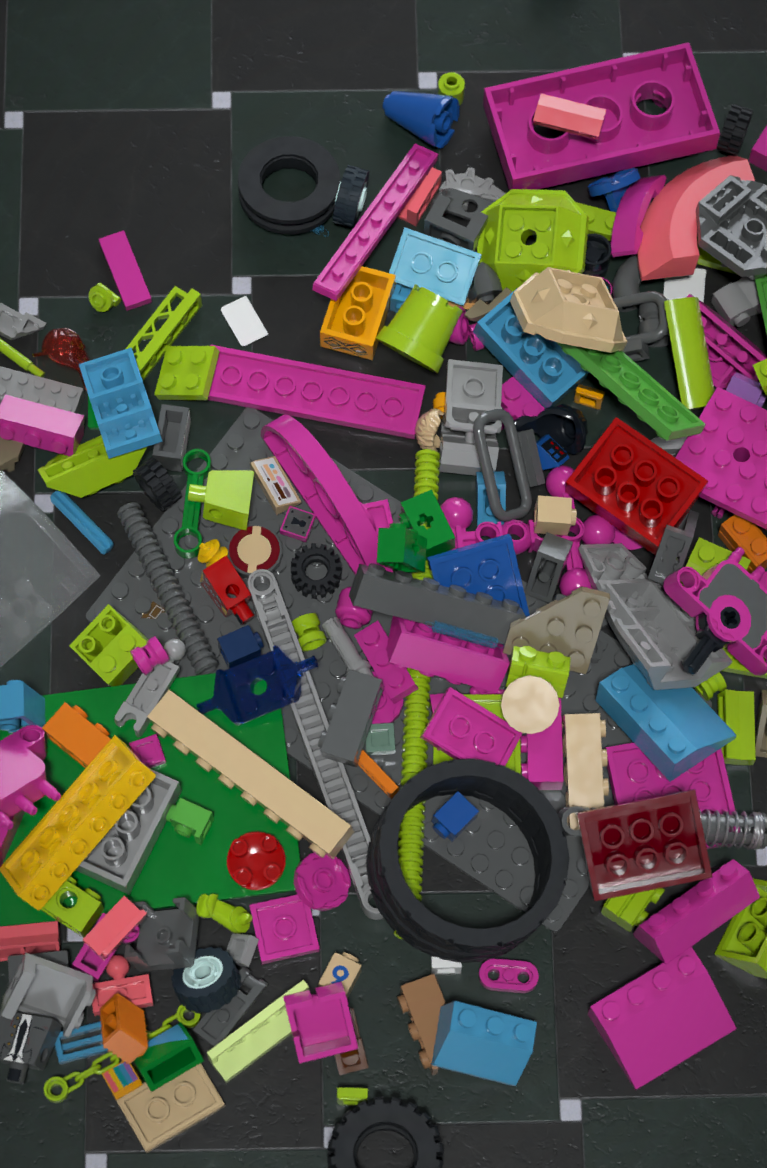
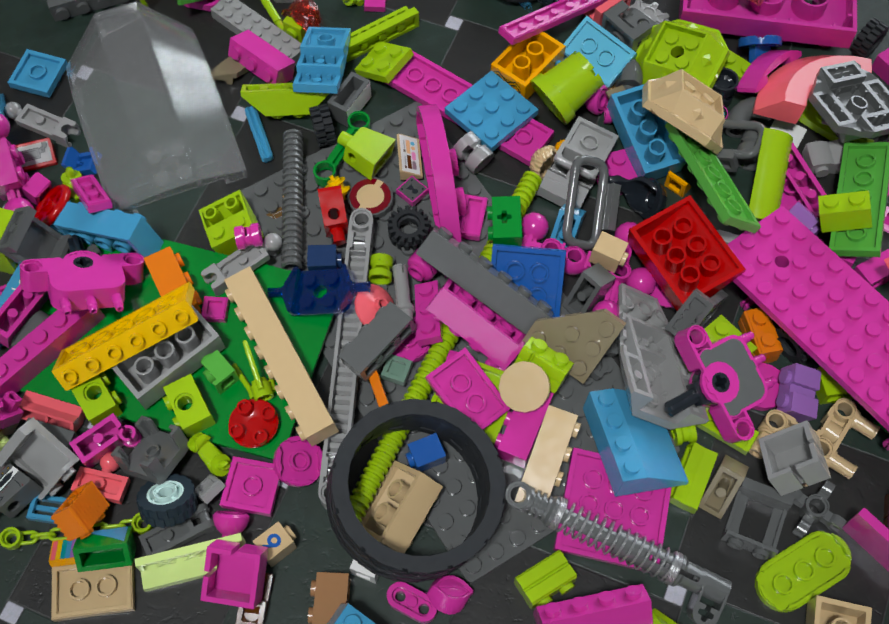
camera: 25 degrees right, 5 degrees down
(57, 371) = (293, 29): none -> lime plate
(114, 928) = (113, 428): coral panel -> none
(170, 855) = (198, 415): none -> lime brick
(244, 321) = (443, 46): white sticker -> none
(246, 820) = (260, 386): none -> lime plant
(282, 974) = (230, 522): none -> dark pink brick
(324, 680) = (370, 302): none -> coral dish
(343, 389) = (491, 110): none -> dark azure plate
(355, 453) = (478, 157): none -> light grey wheel
(401, 549) = (473, 226): green brick -> none
(454, 879) = (400, 506): none -> tan slope
(465, 631) = (503, 314): dark azure piece -> none
(543, 951) = (449, 594): none -> dark pink hat
(550, 453) = (628, 210): slope -> none
(644, 845) = (568, 538): dark red slope -> none

